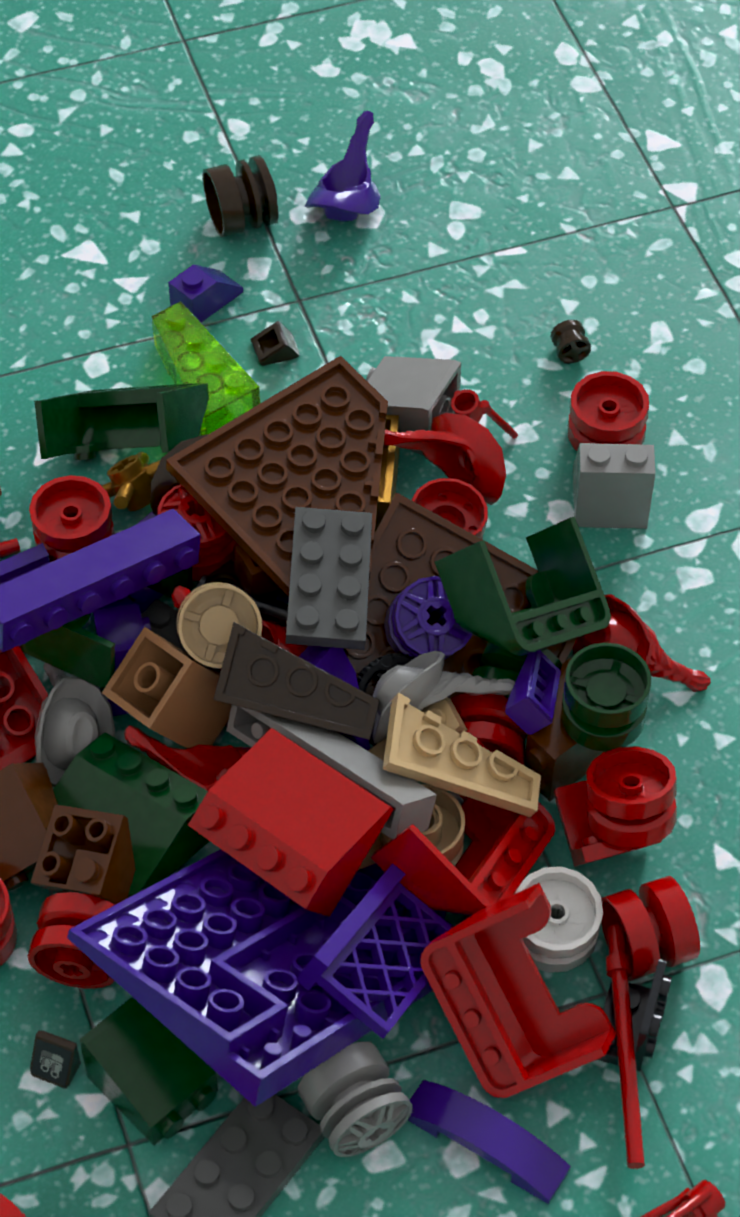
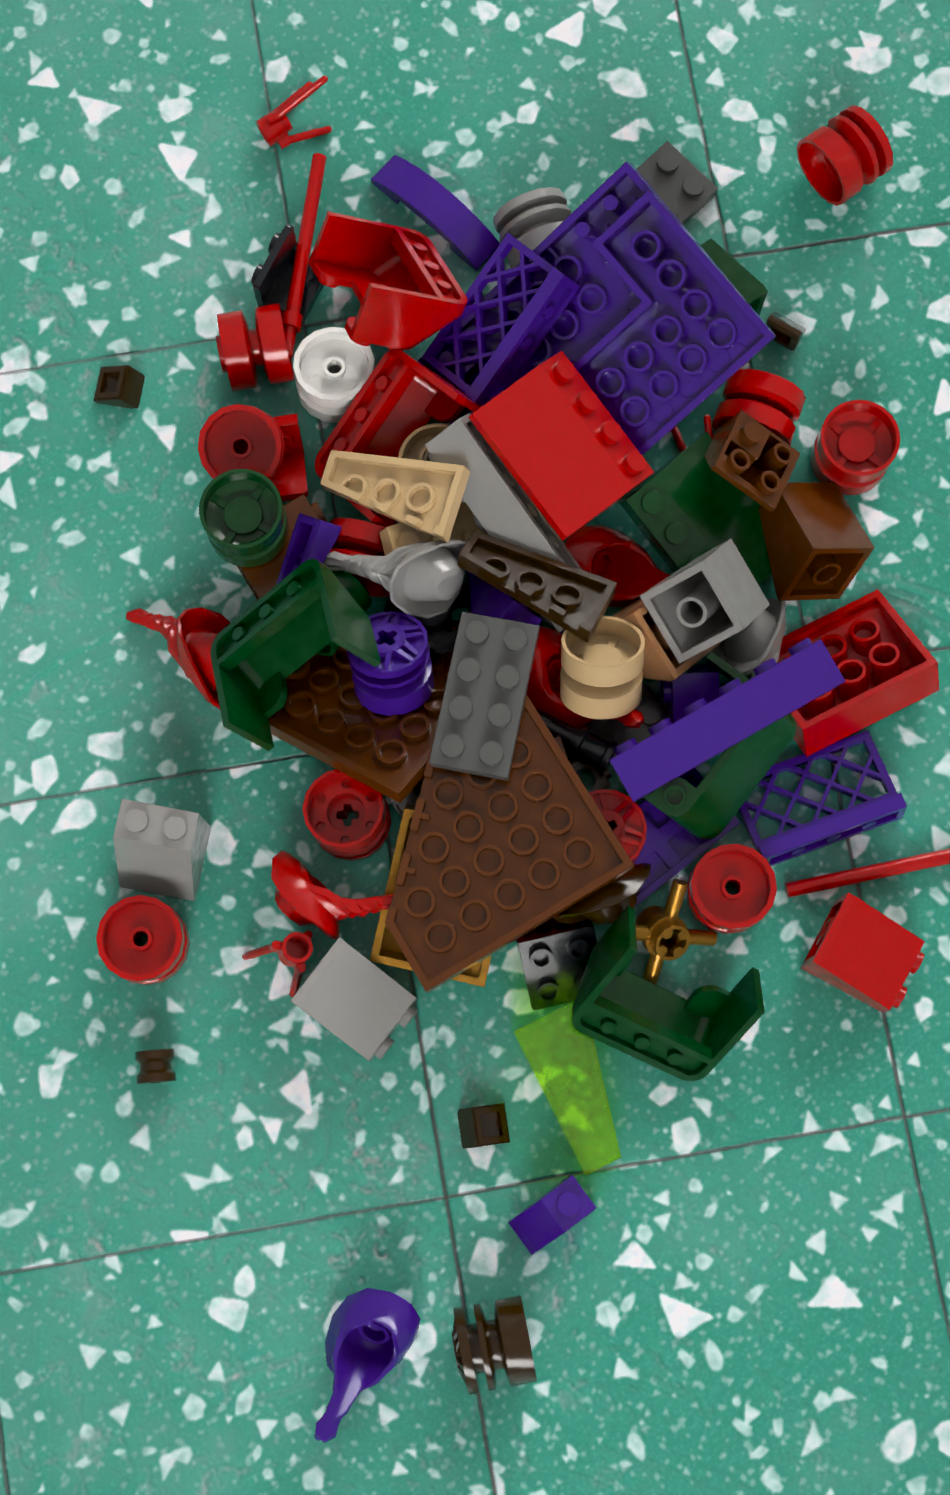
camera: 170 degrees left, 25 degrees up
(116, 700) = (705, 601): none -> light grey slope

